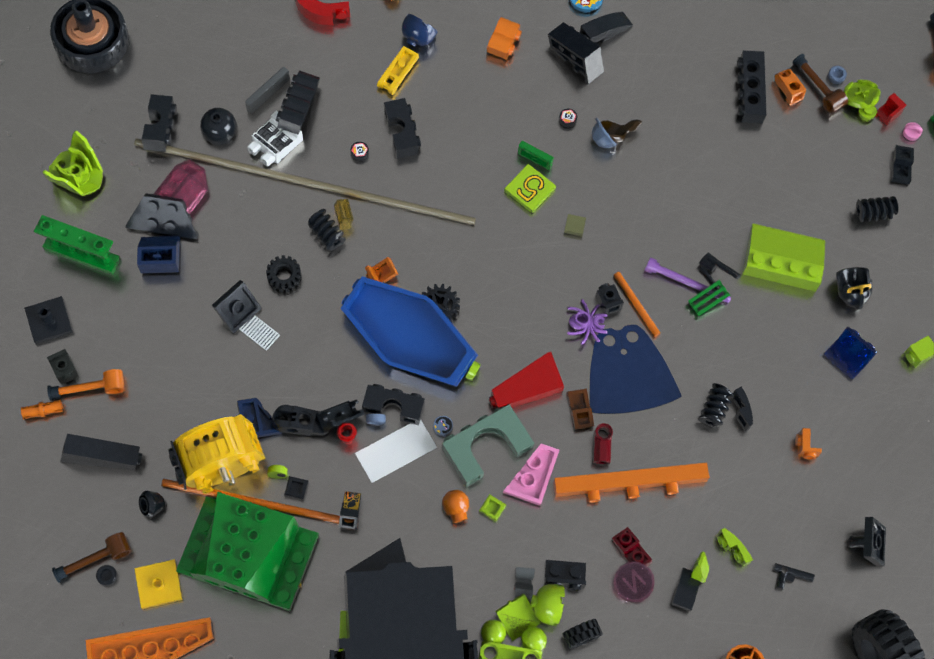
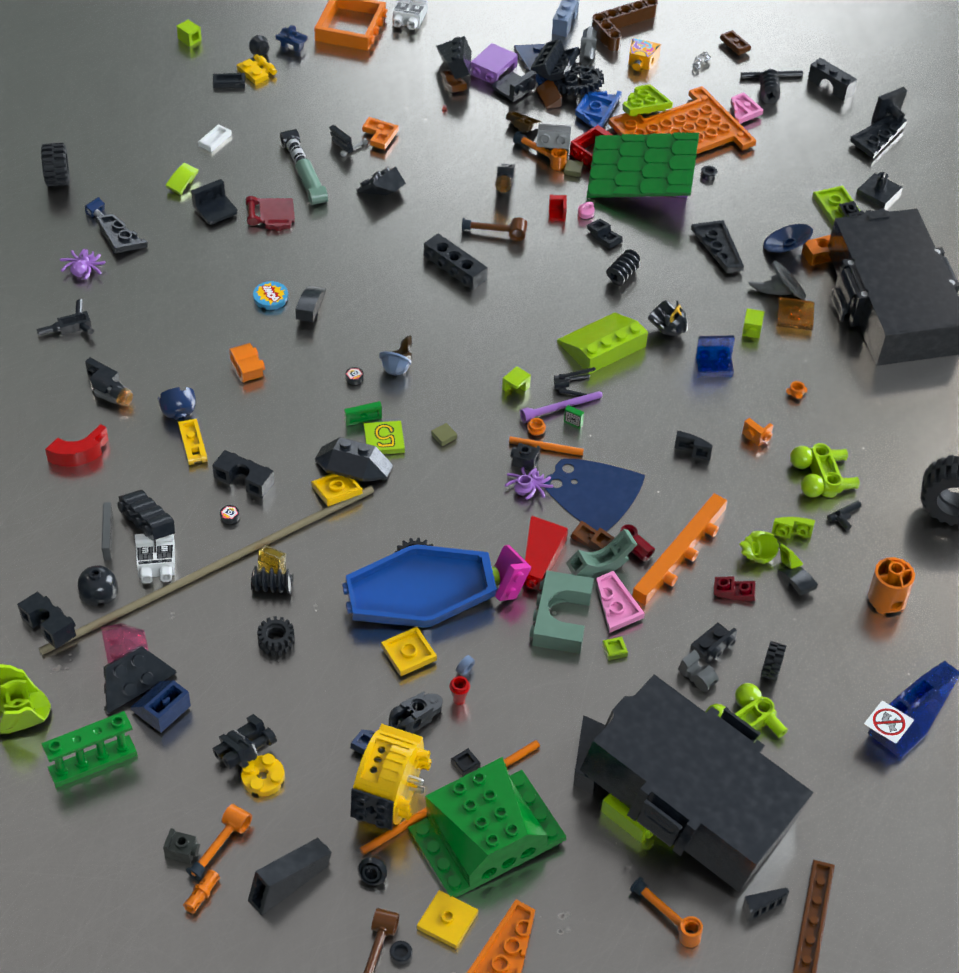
camera: 45 degrees left, 20 degrees down
(48, 320) = (125, 829): black tile -> none
(162, 356) = (263, 764): none -> yellow plate
(172, 333) = (242, 744): none -> black hips
(236, 306) = (269, 682): black tile -> none
(260, 332) = (304, 691): white sticker -> none
(277, 472) = (440, 762): lime tile -> none
(339, 414) = (439, 682): black hinge -> none
(350, 510) = (521, 735): black leg -> none
(353, 370) = (408, 651): none -> yellow plate
(378, 398) = (478, 635): black arch -> none
(382, 271) = (346, 567): orange bracket -> none
(395, 450) = (502, 676): white sticker -> none
(443, 426) = (516, 629): sand blue tile -> none
(450, 198) = (336, 488): none -> yellow plate
(456, 504) = (590, 666): orange piece -> none
(483, 189) = (354, 460): none -> black wedge
(483, 384) = (512, 572): none -> dark pink bracket
(517, 616) = (719, 691): lime piece -> none
(548, 604) = (732, 661): lime cylinder -> none
(560, 434) = (604, 560): none -> sand green arch
(578, 50) = (310, 327): black wedge -> none
(634, 581) = (761, 603): clear pink tile -> none
(647, 282) = (536, 426): none -> orange plate
(676, 229) = (516, 378): none -> lime panel
(683, 300) = (574, 416): none -> tile
(685, 538) = (760, 547): none -> lime hair
(715, 405) = (675, 457): black piece -> none
(722, 289) = (590, 389): green tile -> none
(791, 86) = (478, 241): orange leg -> none
(818, 525) = (825, 473): none -> lime piece
(837, 75) = (498, 216): sand blue tile -> none
(862, 94) = (530, 211): lime tile -> none
(867, 113) = (544, 221): lime plate -> none
(872, 541) = (866, 448): black tile -> none
(879, 45) = (504, 177): none -> plate
(889, 435) = (796, 389): none -> orange plate

